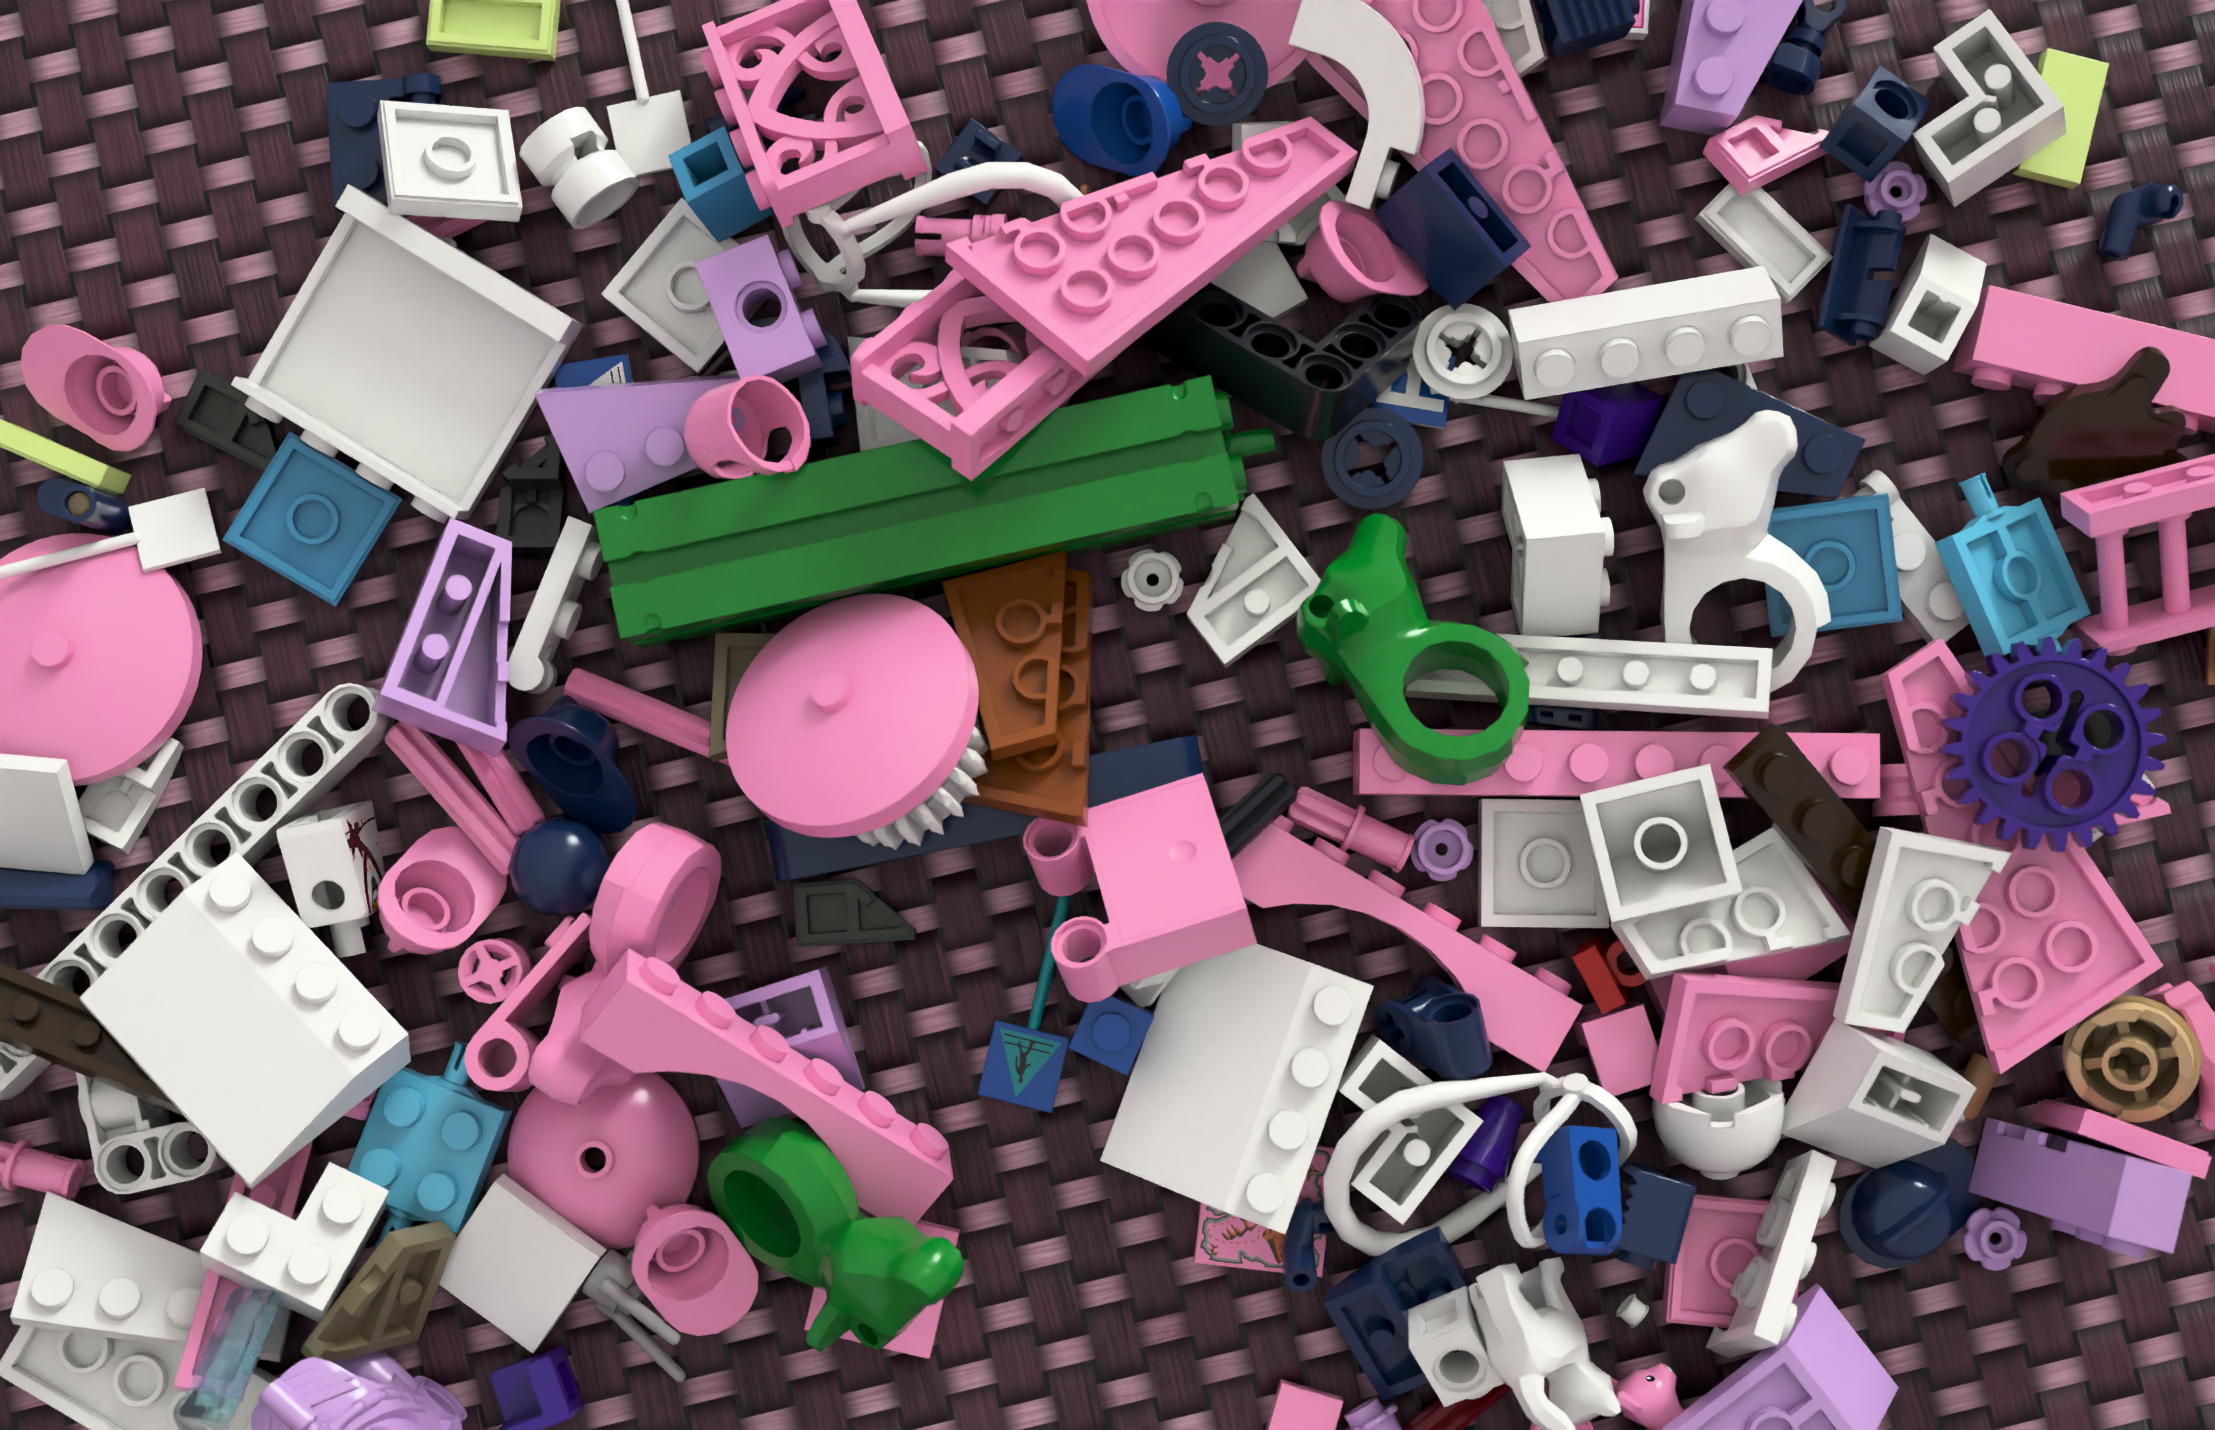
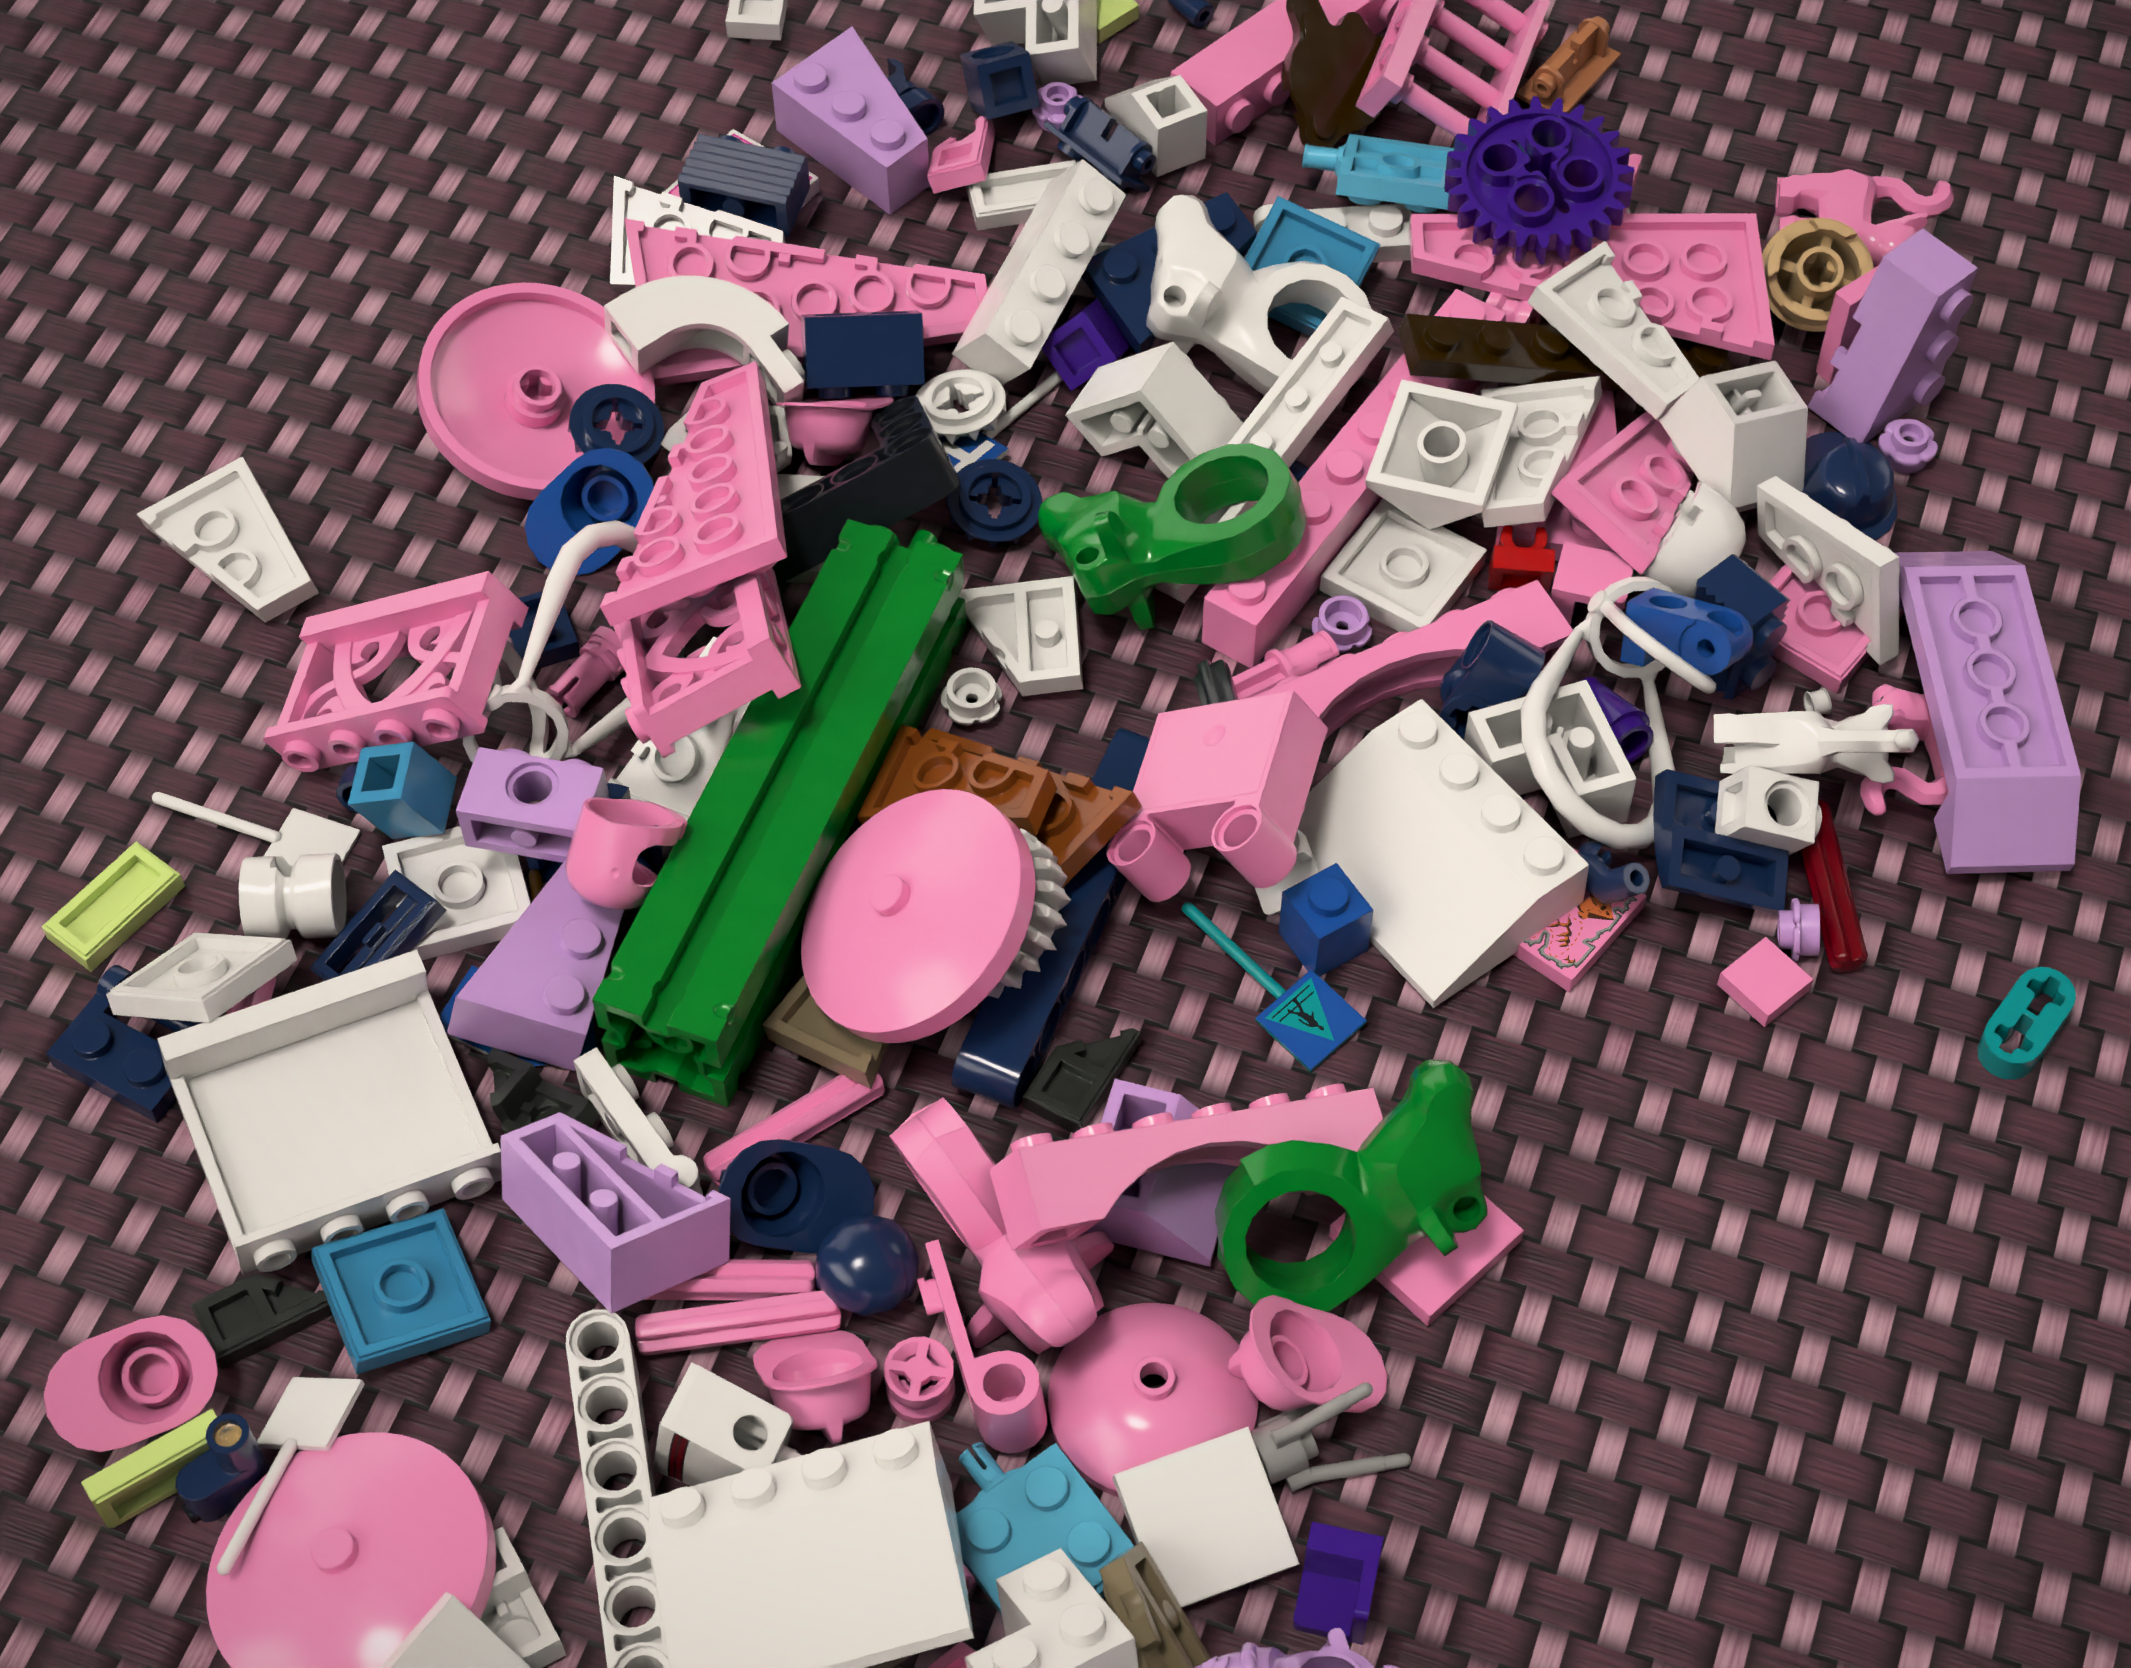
camera: 60 degrees left, 30 degrees down
(631, 289) = (386, 940): none -> dark blue tile

